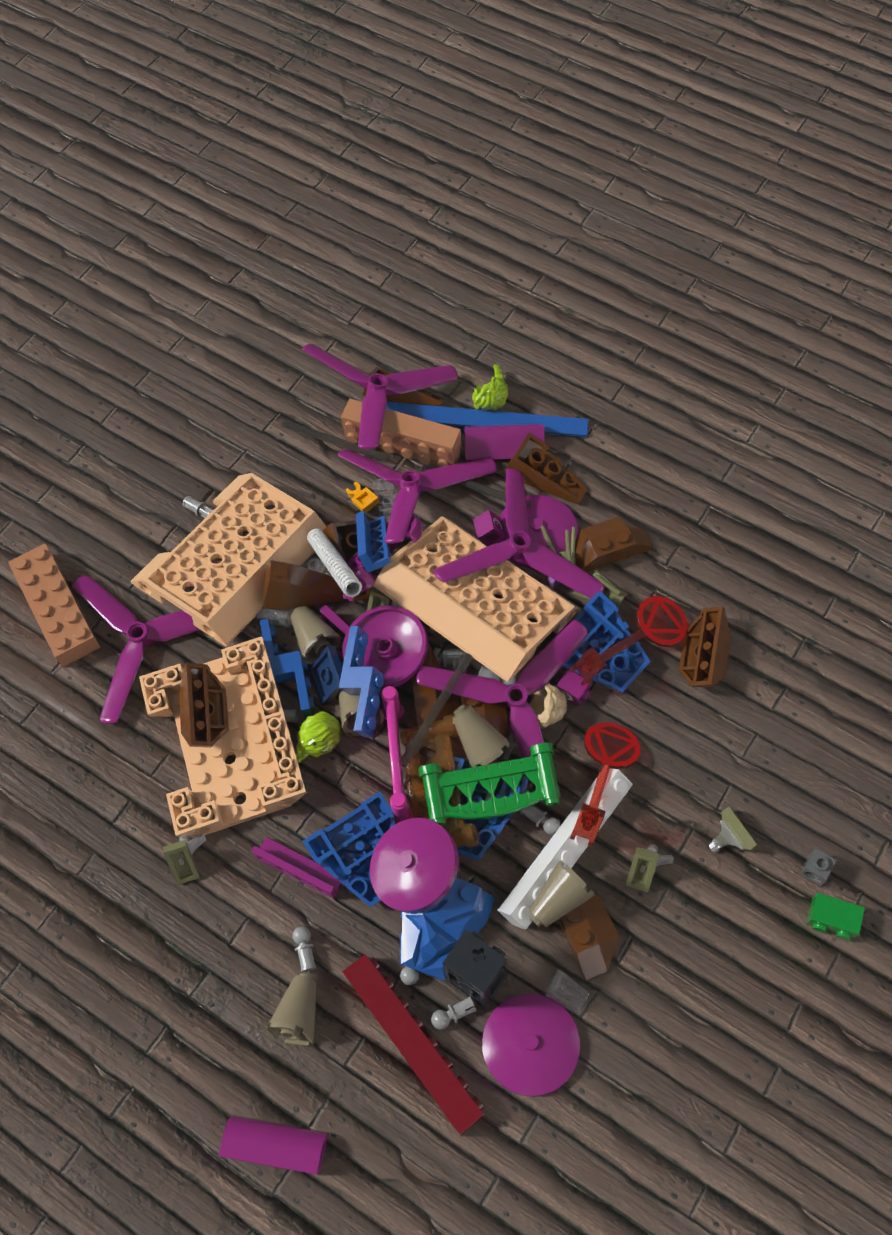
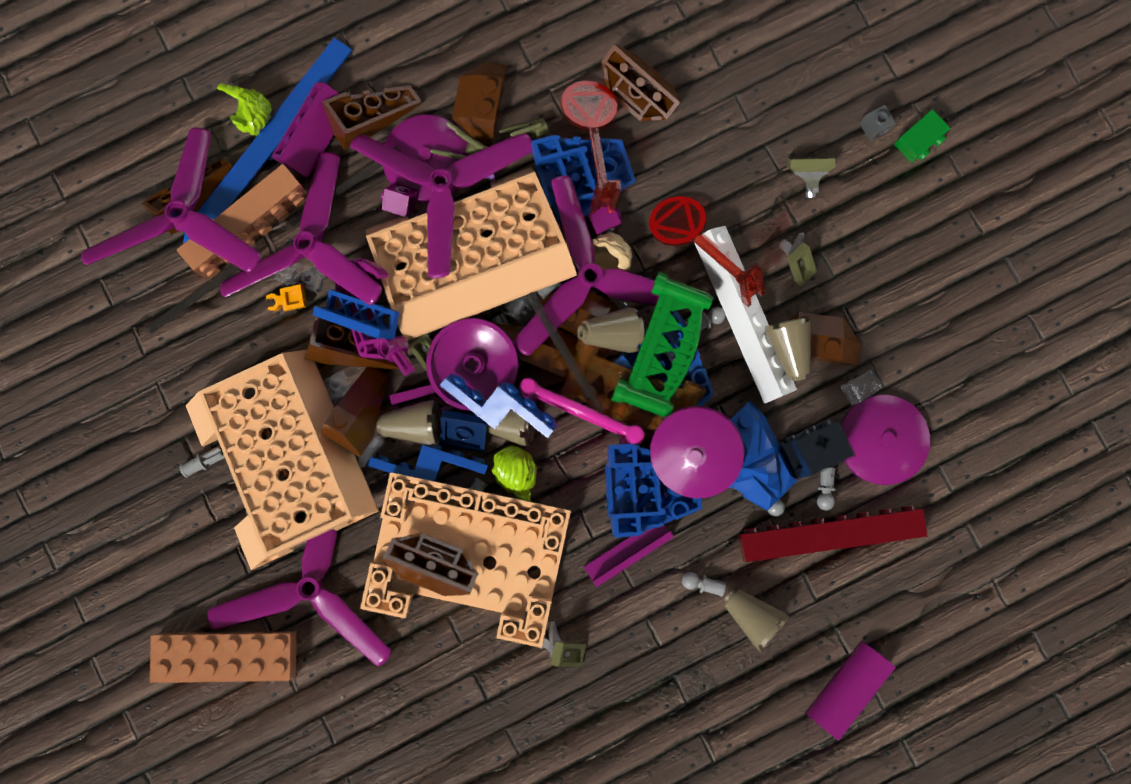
camera: 65 degrees left, 20 degrees up
(334, 563) = (361, 364): white piece -> none

